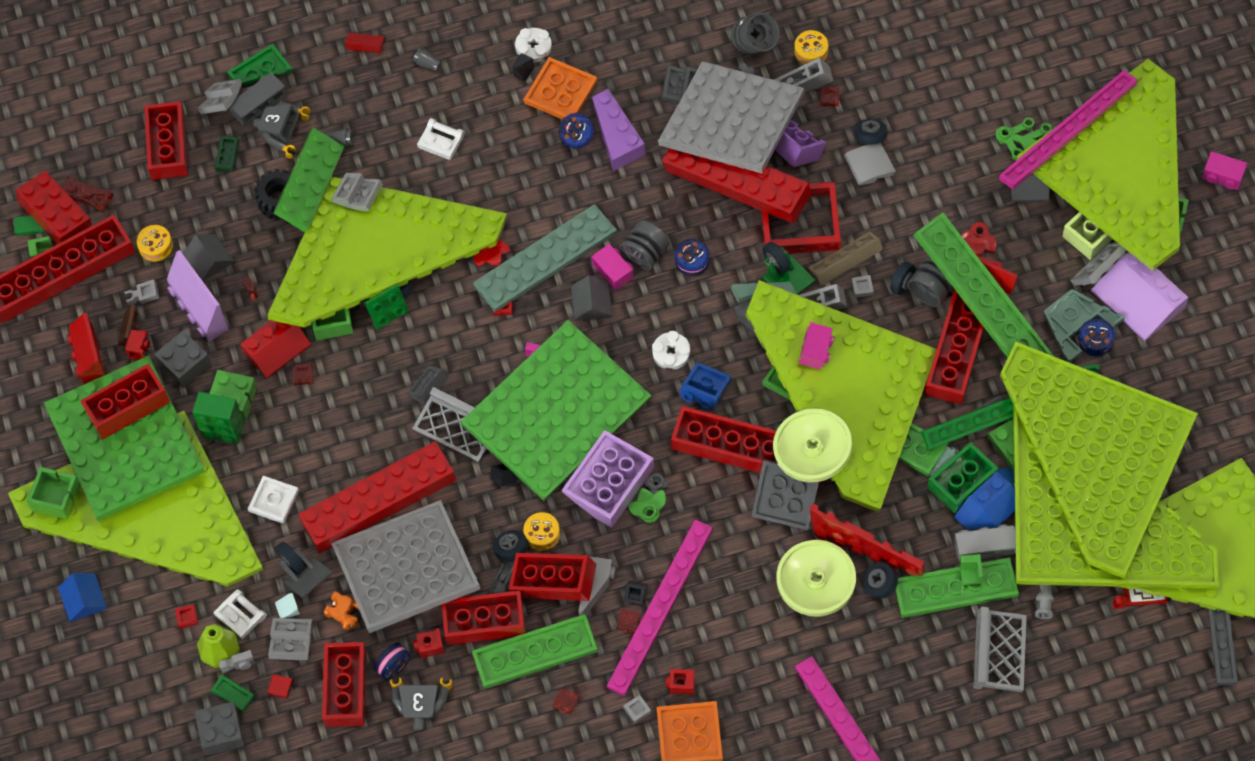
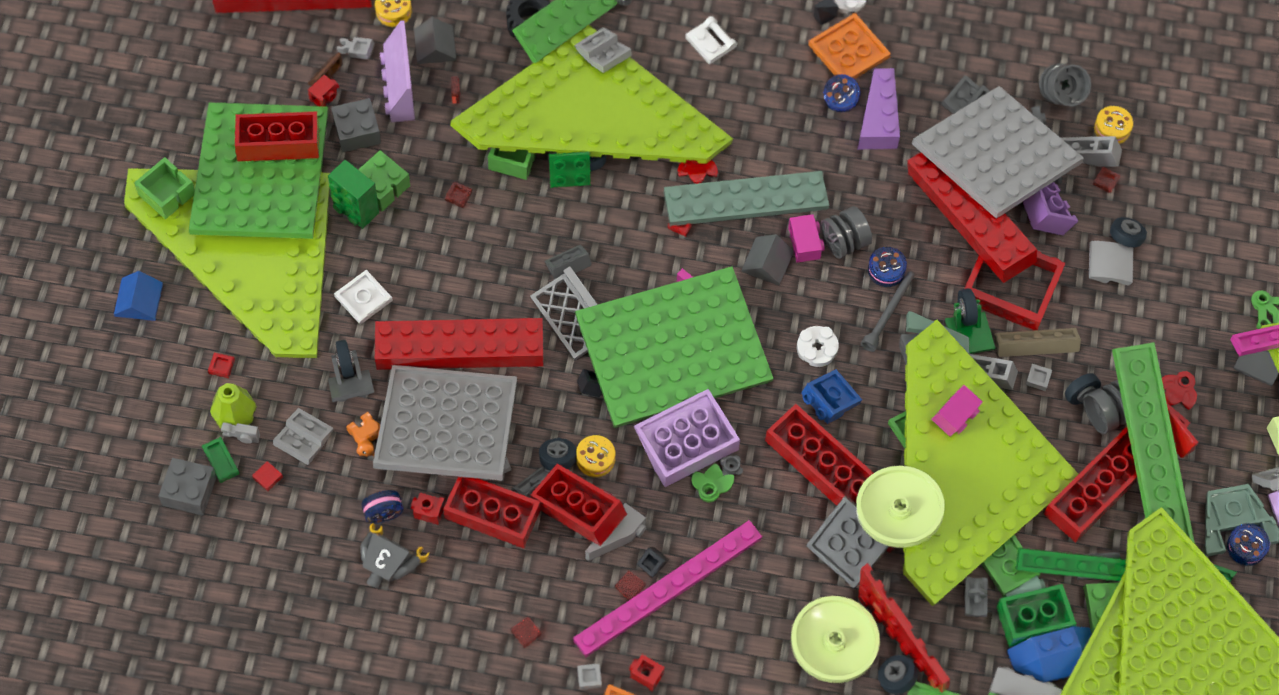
camera: 20 degrees right, 0 degrees up
(85, 349) = (274, 73): red slope -> none
(235, 618) = (263, 390): white plate -> none
(274, 346) = (446, 155): red slope -> none
(287, 607) = (318, 404): light aqua slope -> none
(344, 684) = (325, 505): red brick -> none
(534, 651) = (523, 568): bright green plate -> none
(712, 325) = (871, 341): none -> dark grey piece
(908, 487) = (975, 597): none -> dark grey hips

